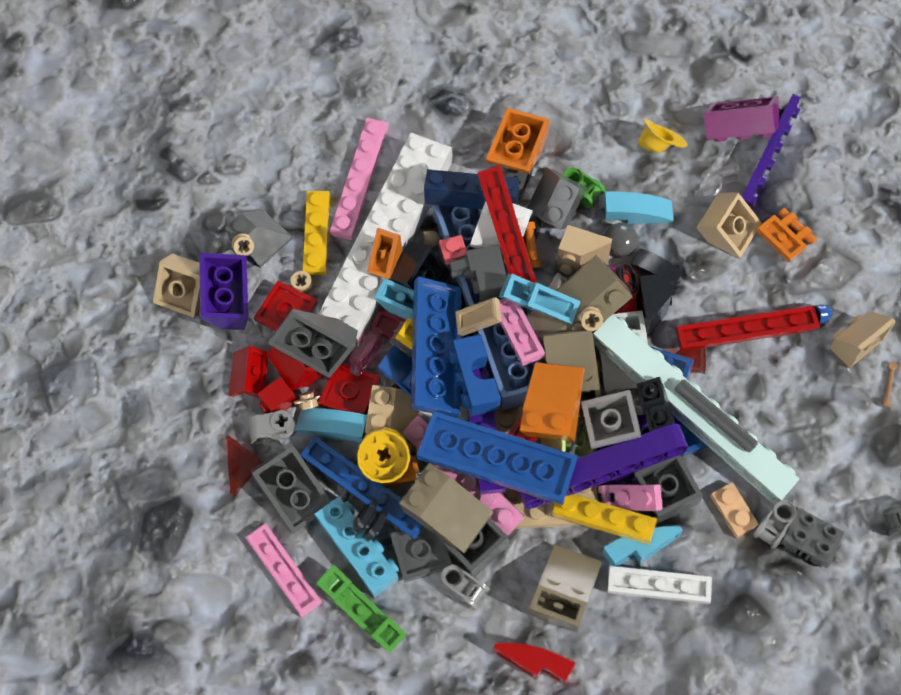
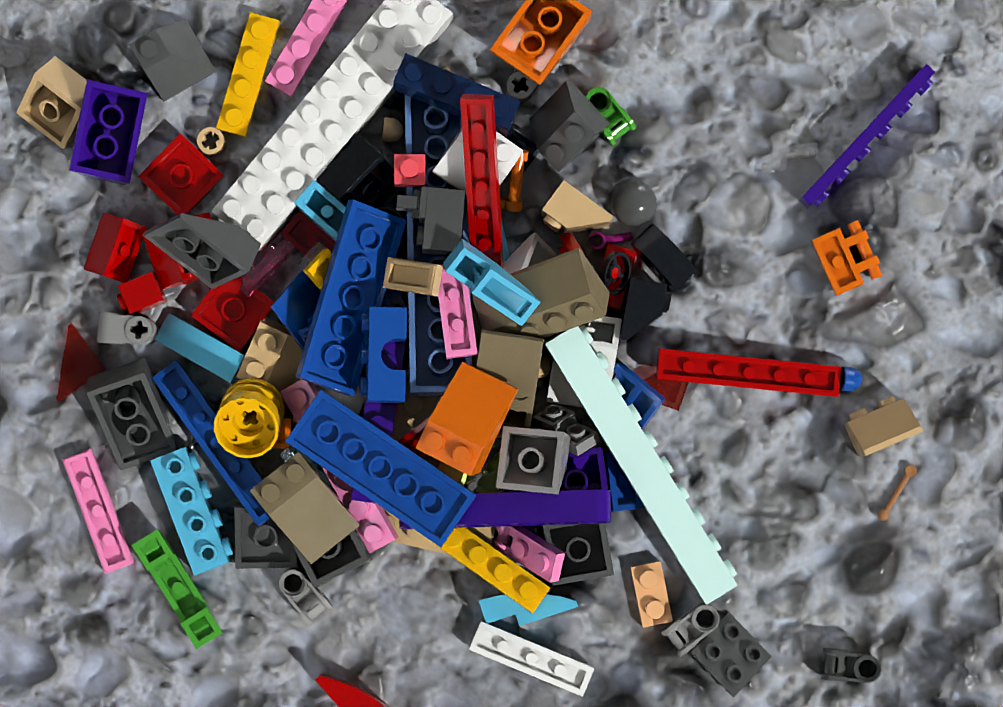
camera: 15 degrees right, 20 degrees up
(243, 237) = (144, 85): tan bush -> none
(307, 400) = (178, 308): tan plate -> none
(369, 521) = (211, 495): black wheel -> none
(385, 253) = (320, 153): orange slope -> none
(565, 588) = (421, 631): dark tan slope -> none
(585, 315) = (546, 337): tan bush -> none
(637, 208) = (670, 166): medium azure slope -> none
(655, 403) = (594, 451): black slope -> none
(658, 138) = (734, 72): yellow piece -> none
(716, 416) = (661, 486): dark grey axle -> none
(729, 224) = (778, 223): tan slope -> none
(742, 118) = (847, 79): magenta slope -> none

